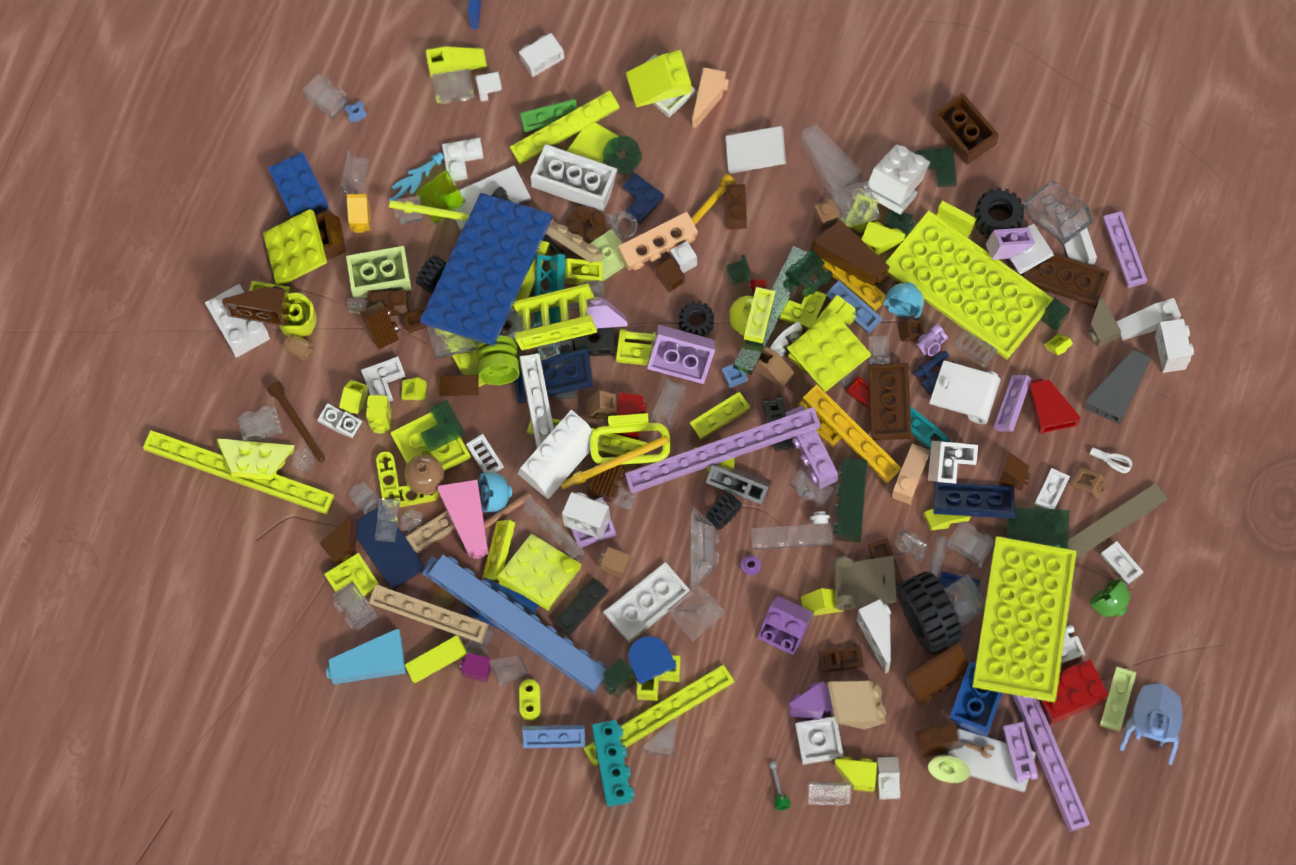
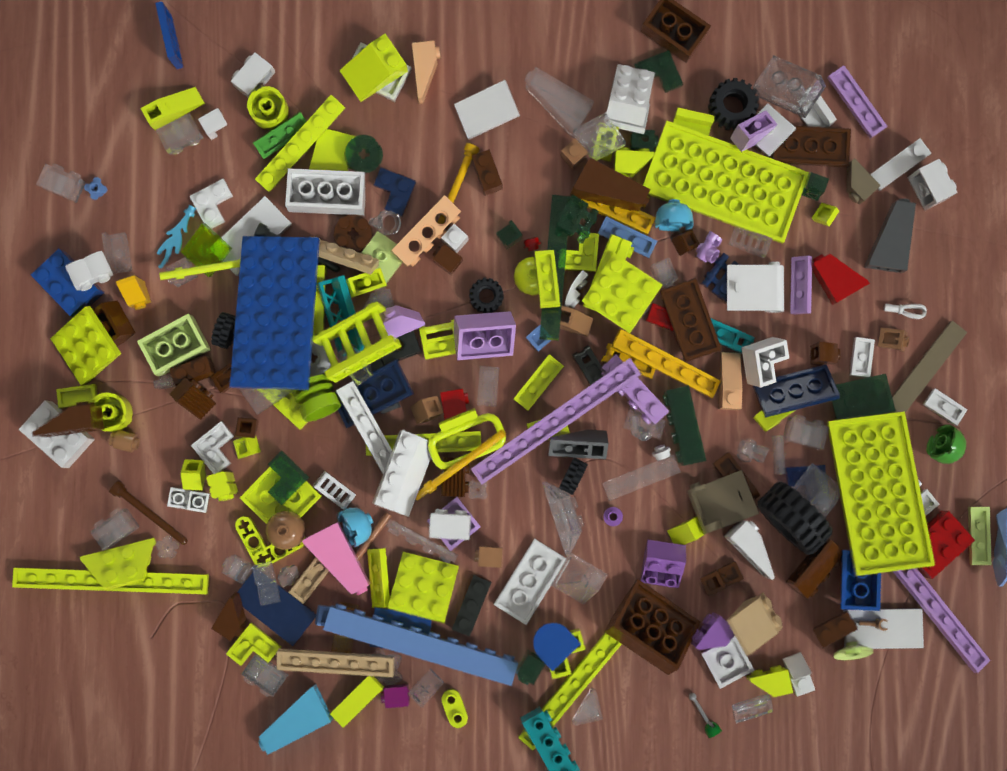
camera: 25 degrees left, 15 degrees up
(325, 178) = (89, 271): none -> white brick
(420, 369) = (246, 427): none -> reddish brown slope
(459, 385) = (288, 431): reddish brown slope -> none
(545, 86) = (262, 99): none -> neon yellow brick
(554, 736) = (488, 737): medium blue plate -> none
(753, 681) = (653, 627): none -> reddish brown slope
(1020, 751) = (910, 615): lavender plate -> none

